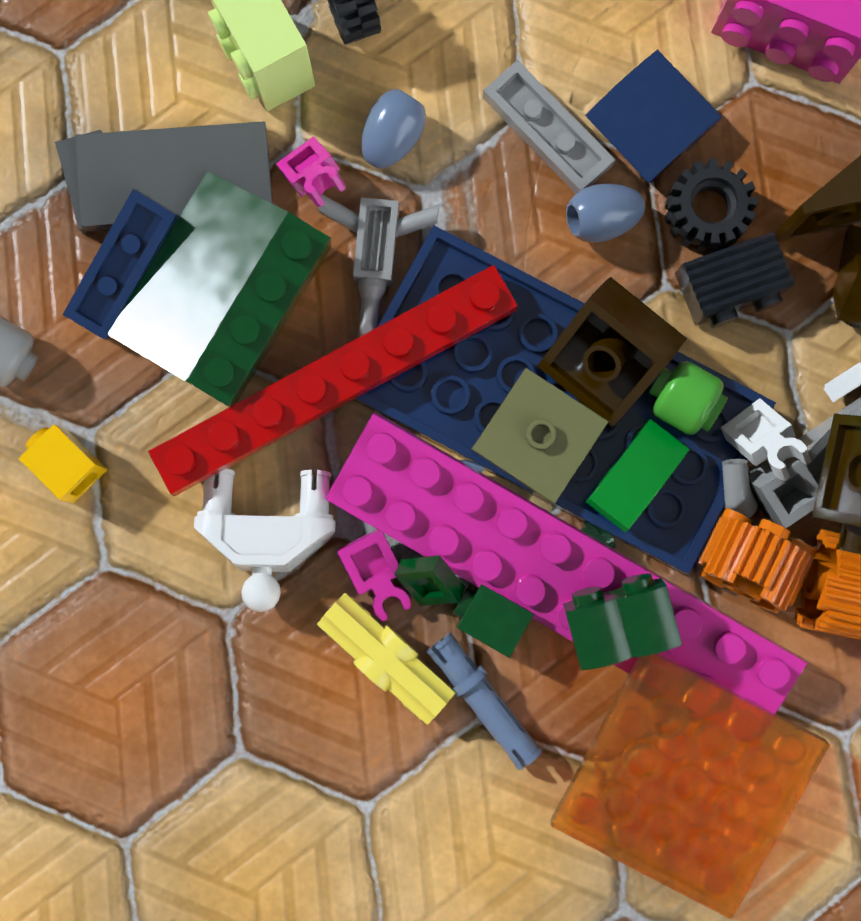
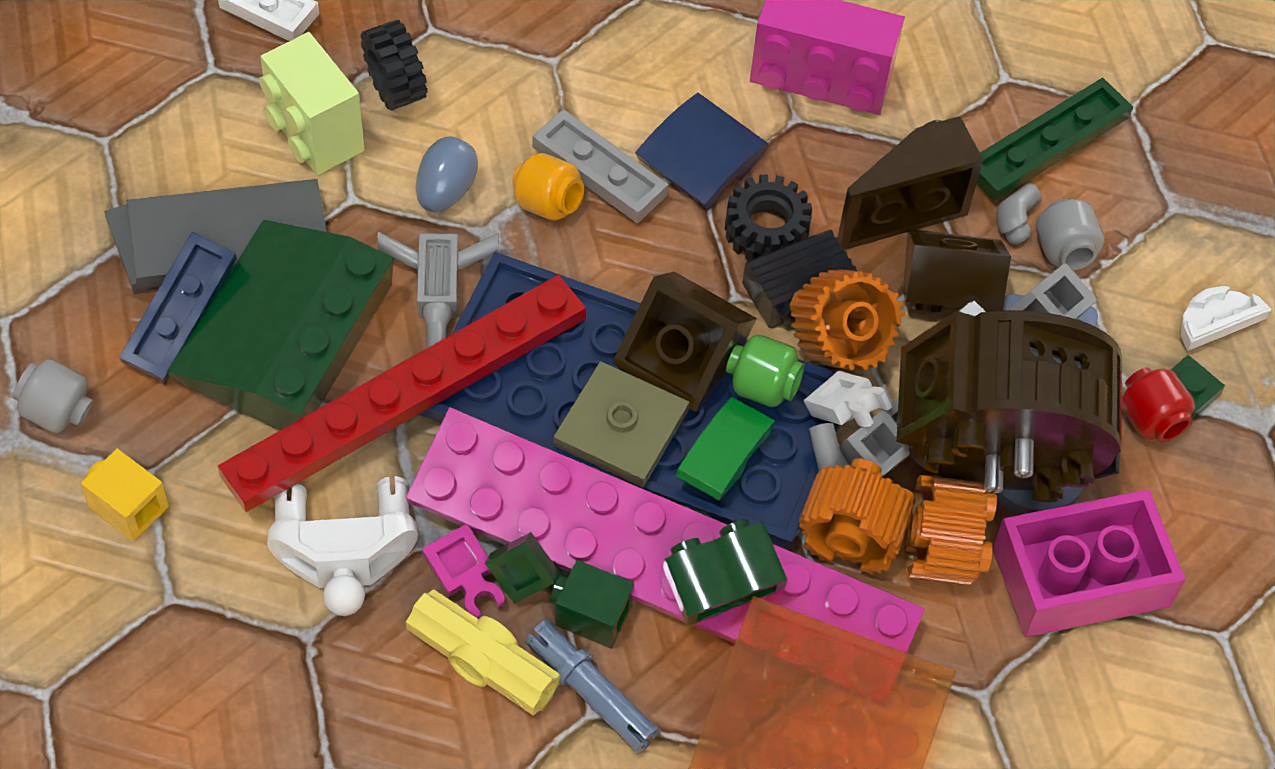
camera: 10 degrees left, 25 degrees down
(311, 171) = (367, 214): dark pink plate -> none
(493, 151) = (548, 186): none -> light orange head
(604, 212) = (663, 229): sand blue animal -> none
(776, 341) = (824, 324): none -> orange brick

